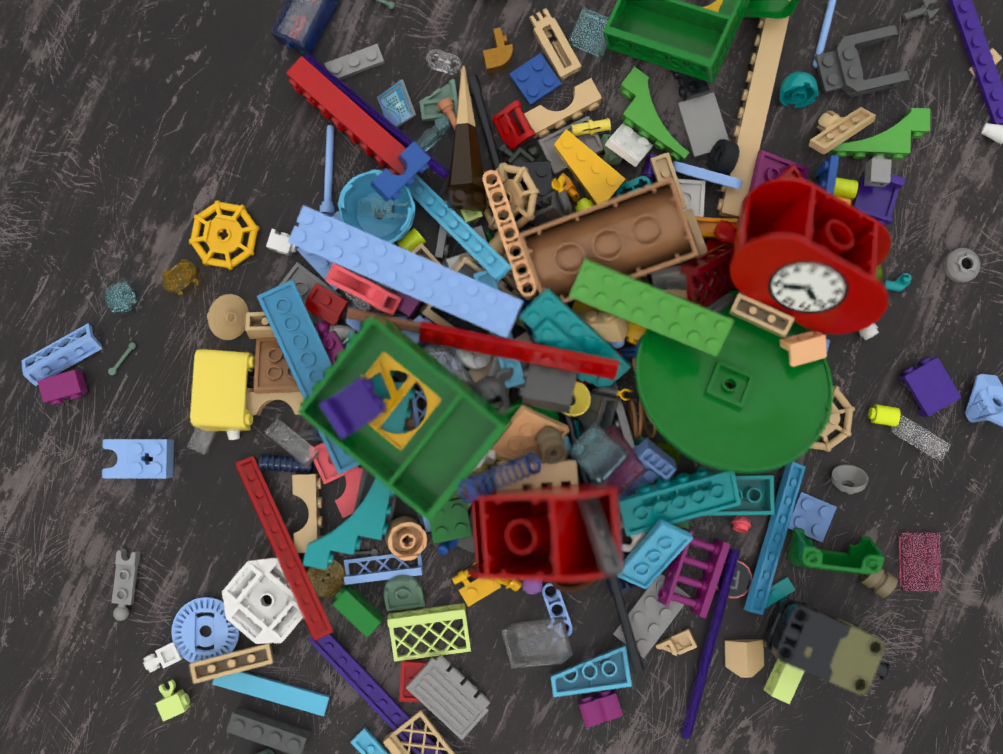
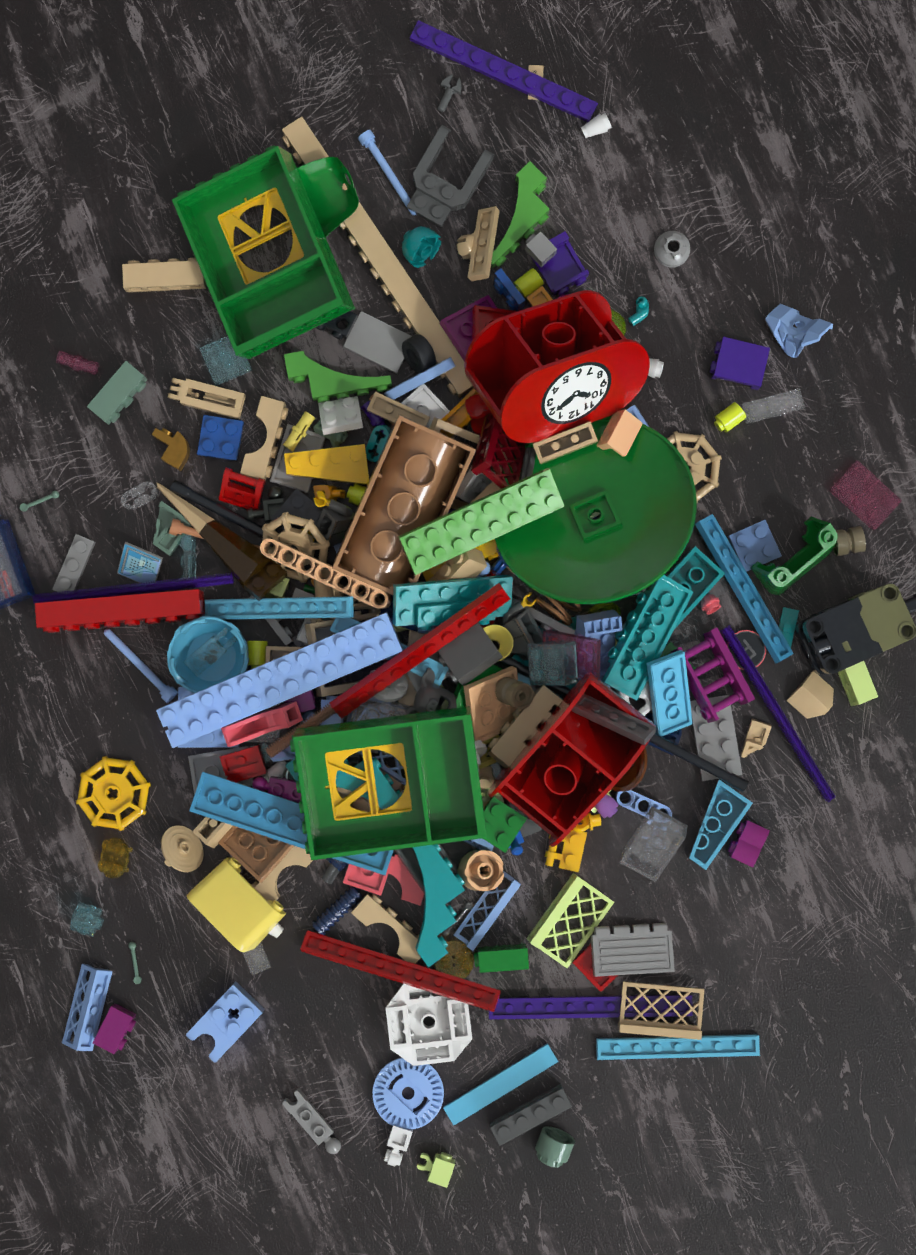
camera: 55 degrees left, 0 degrees up
(231, 662) = (451, 1092): tan brick -> none
(280, 243) = (162, 755): white brick -> none
(291, 442) = (325, 890): clear plate -> none
(353, 407) = (347, 813): dark purple panel -> none
(403, 593) = (521, 912): sand green tile -> none
(414, 161) = (200, 594): blue arch -> none
(470, 489) = (518, 726): blue piece -> none
(849, 475) = (749, 488): light grey piece -> none

